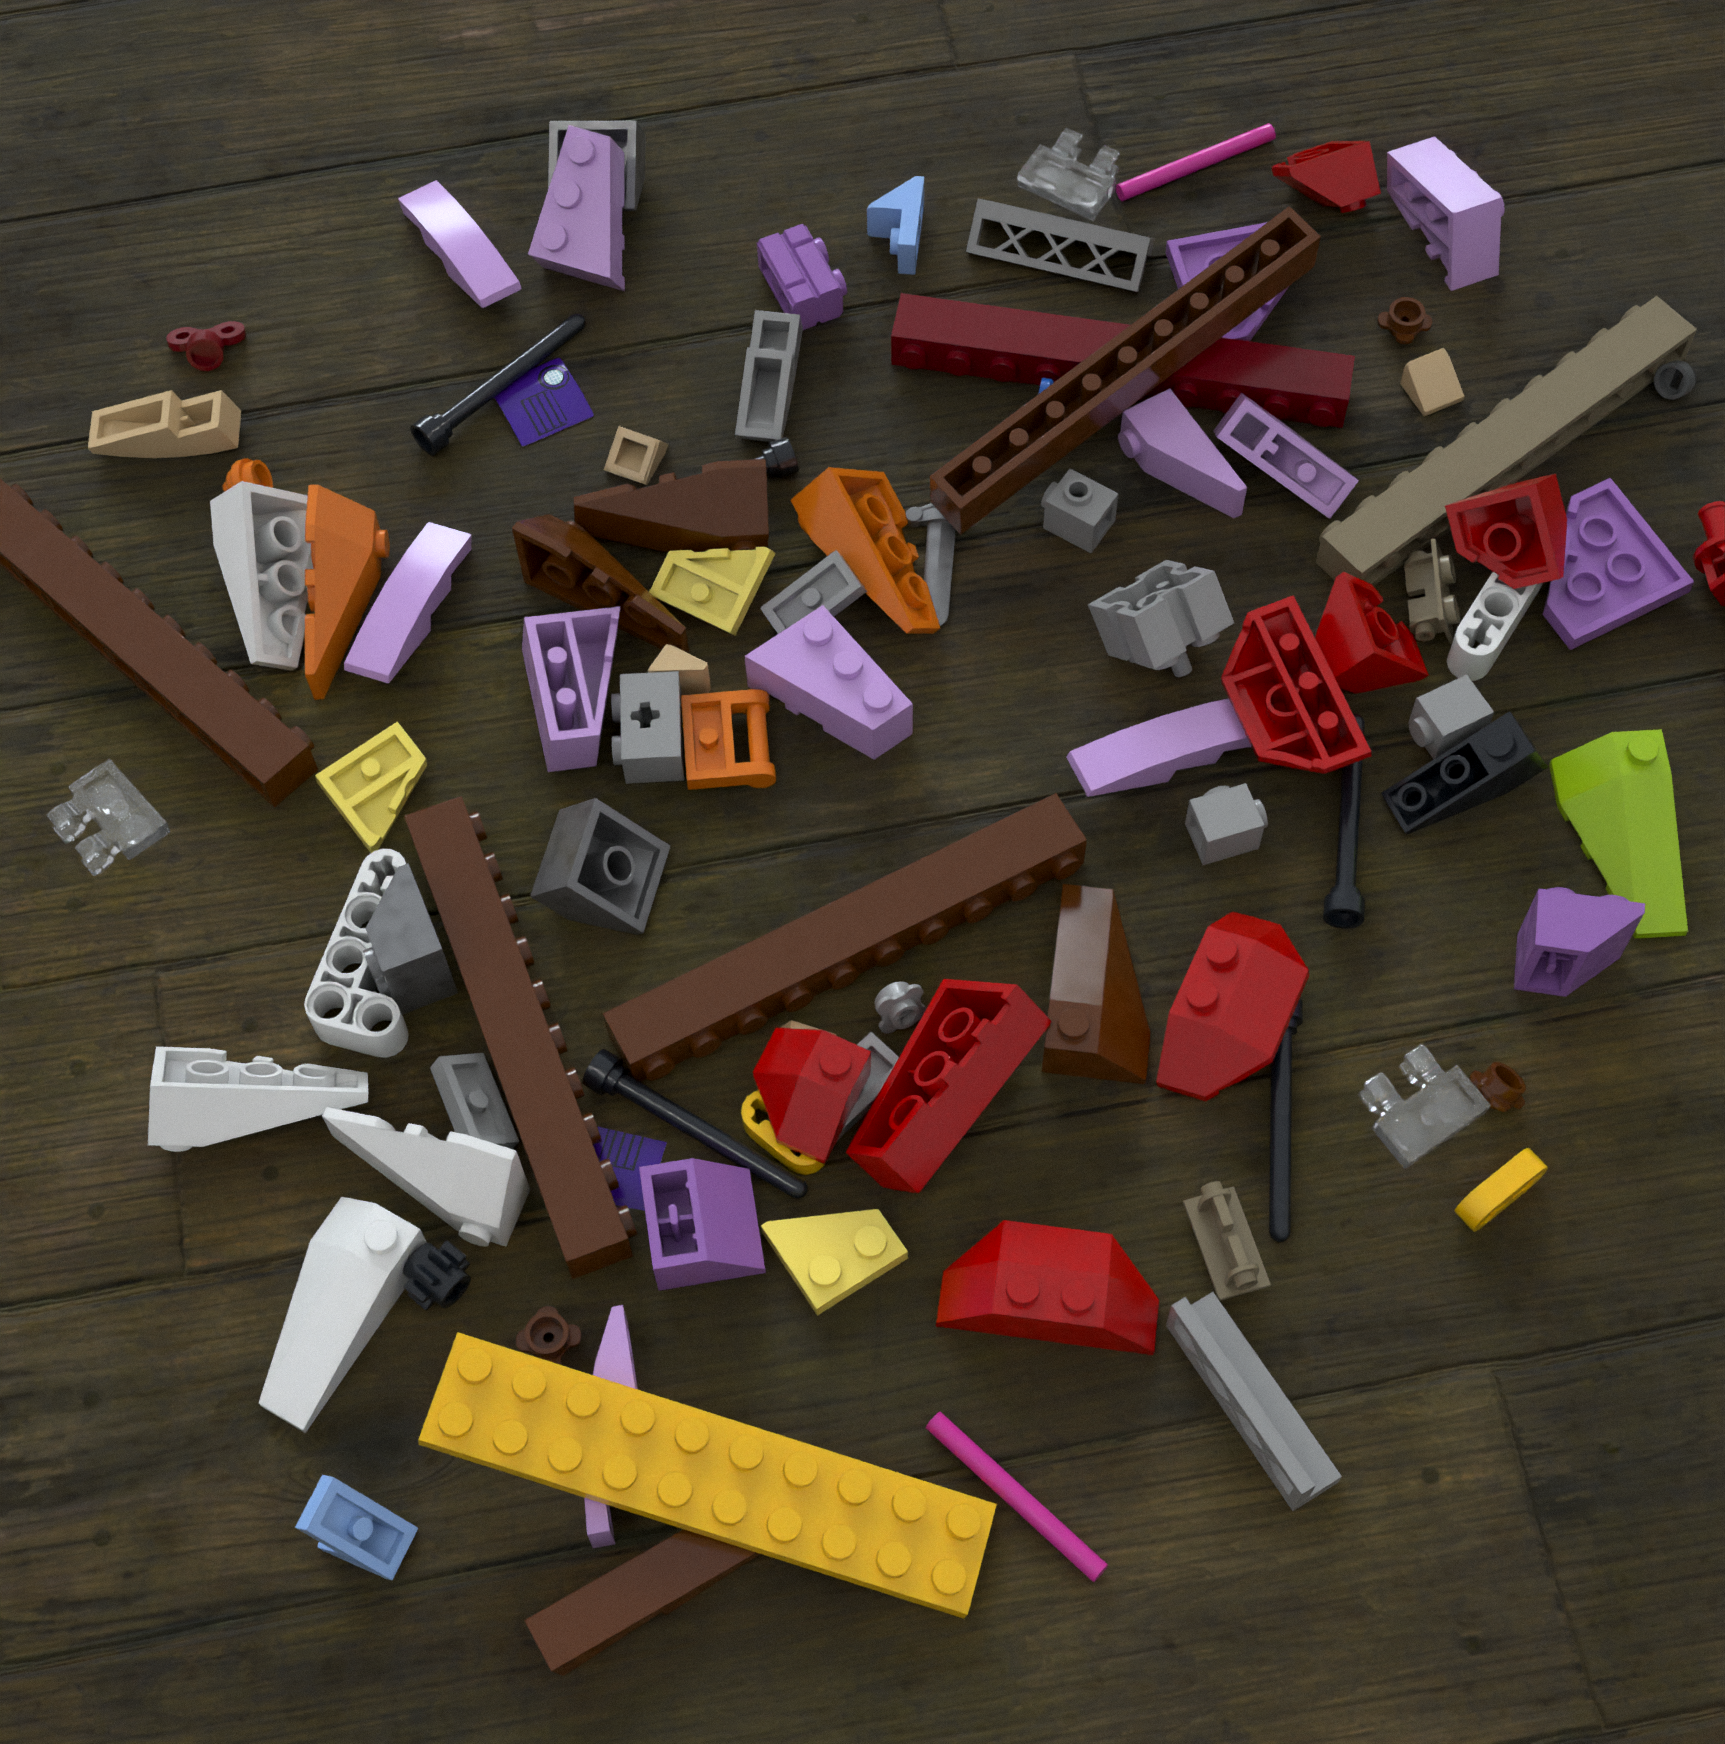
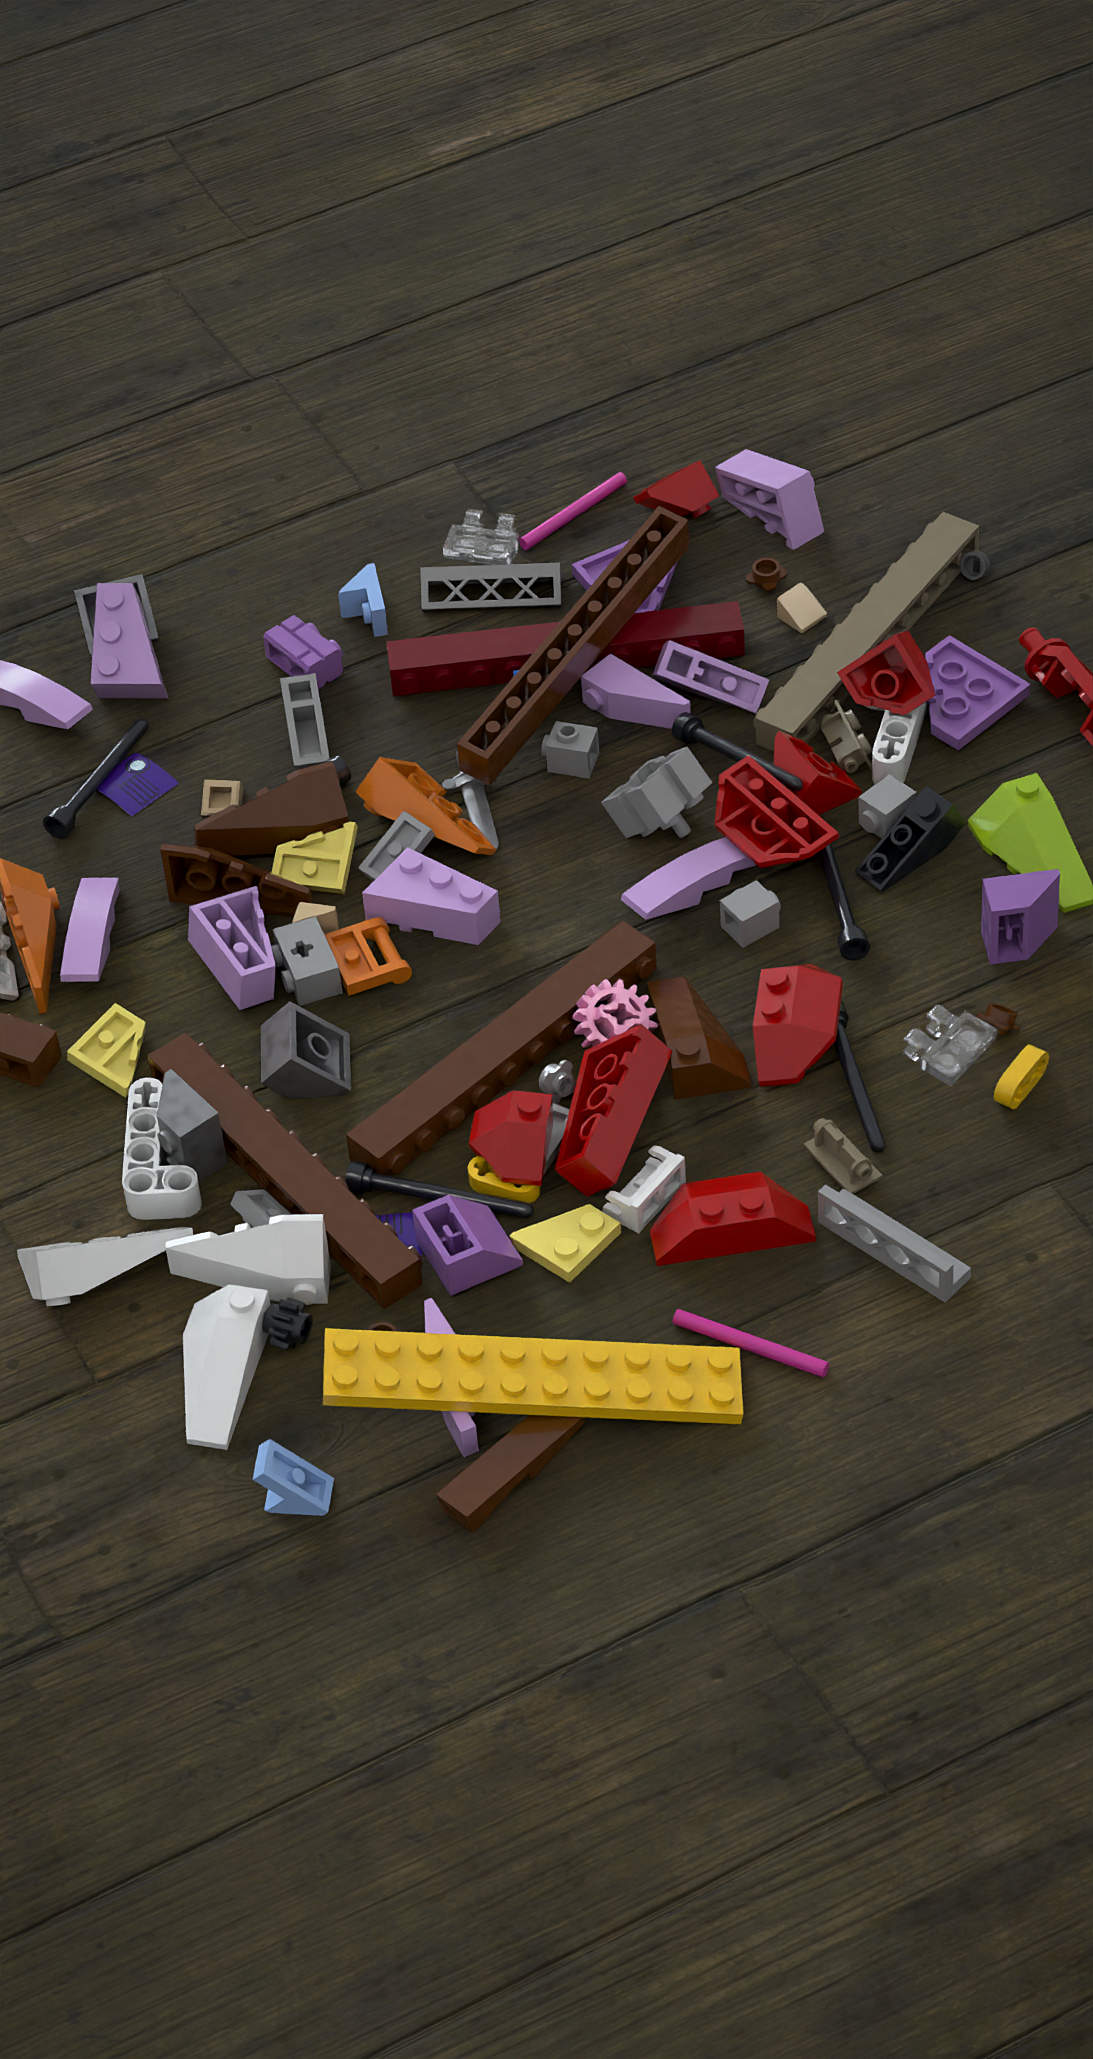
camera: 15 degrees left, 15 degrees down
(958, 1209) = (647, 1190): none -> white hinge
(1008, 921) = (621, 1013): none -> bright pink gear
(1238, 524) = (691, 730): none -> black piece

